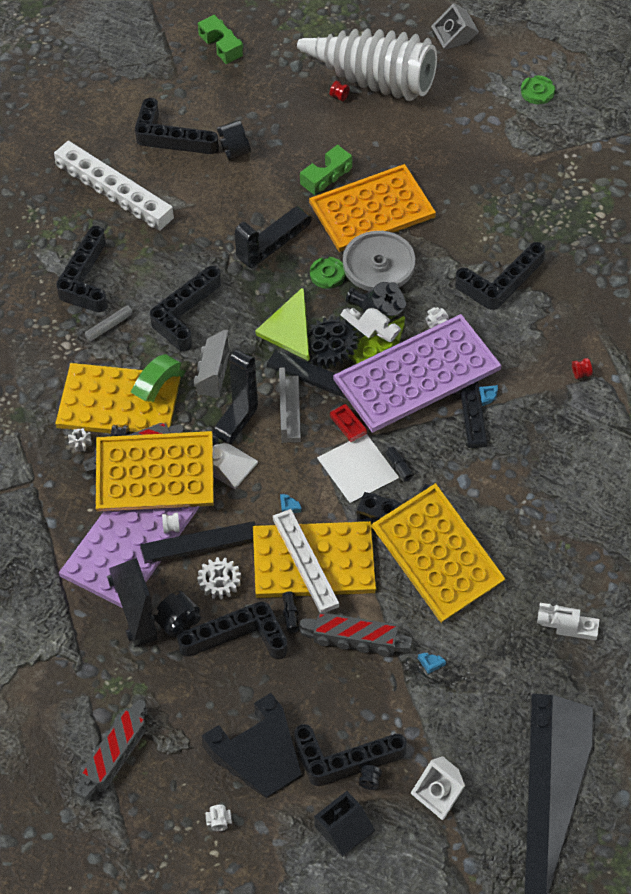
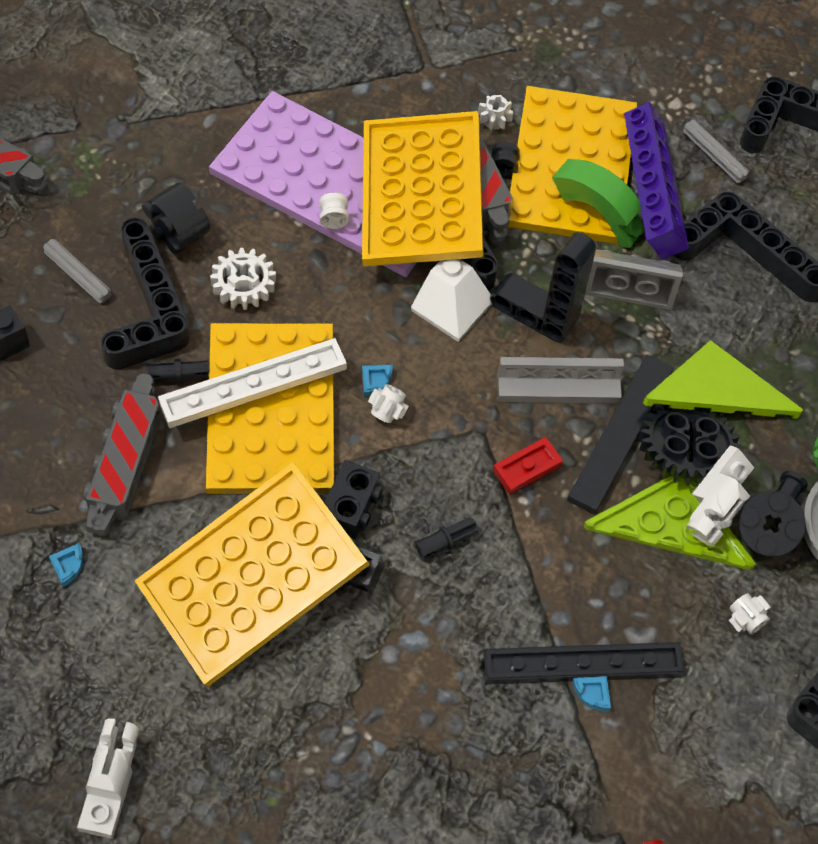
camera: 85 degrees right, 5 degrees up
(135, 601) = (193, 141): black wedge -> none
(142, 348) = (655, 181): none -> dark purple brick
(197, 542) = (308, 253): black tile -> none
(213, 679) = (77, 271): none -> light grey axle
(311, 493) = (388, 403): none -> white gear
(357, 468) = (445, 480): white sticker -> none
(416, 373) = (629, 574): lavender plate -> none

